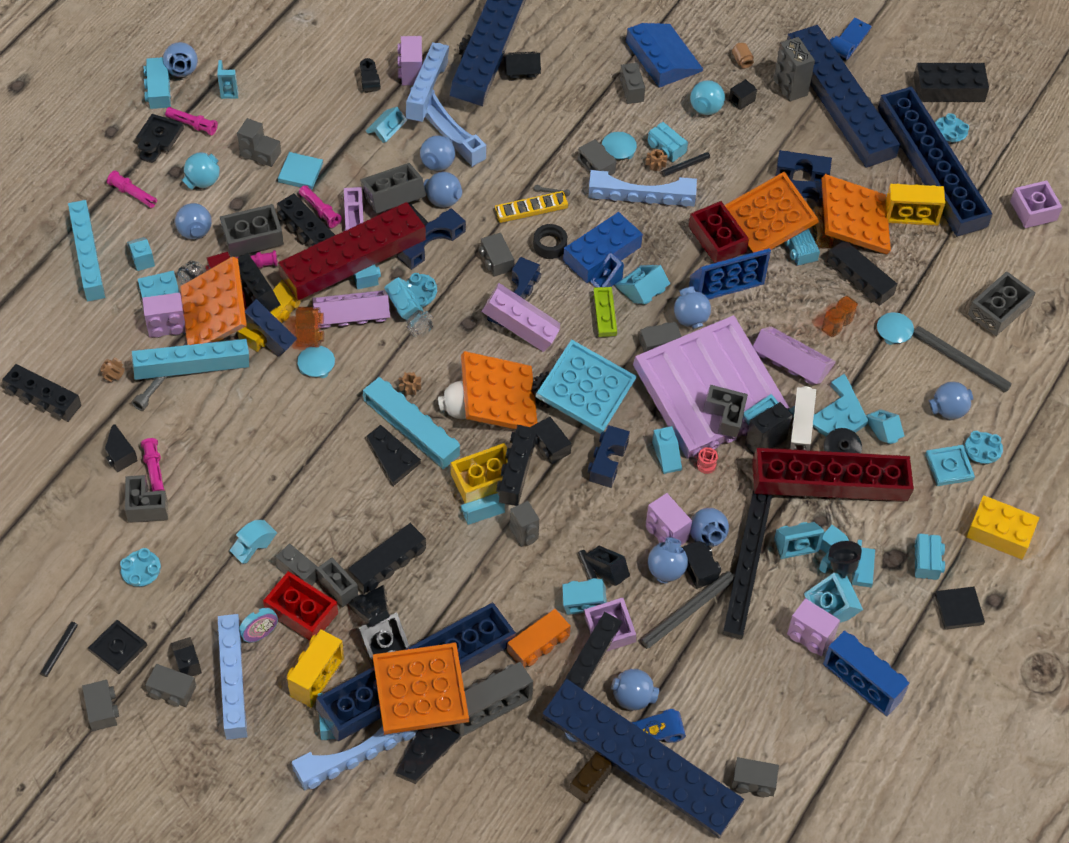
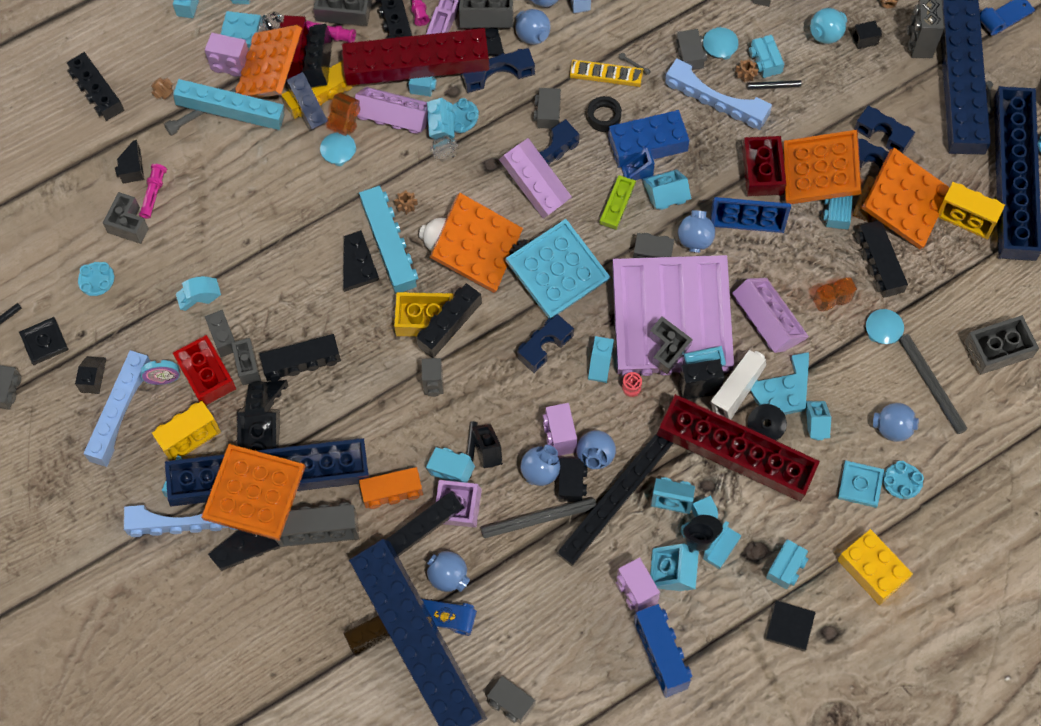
camera: 30 degrees right, 10 degrees up
(170, 686) = (65, 394): dark grey brick -> none
(482, 508) = (405, 346): medium azure panel -> none
(551, 440) = (501, 306): black brick -> none

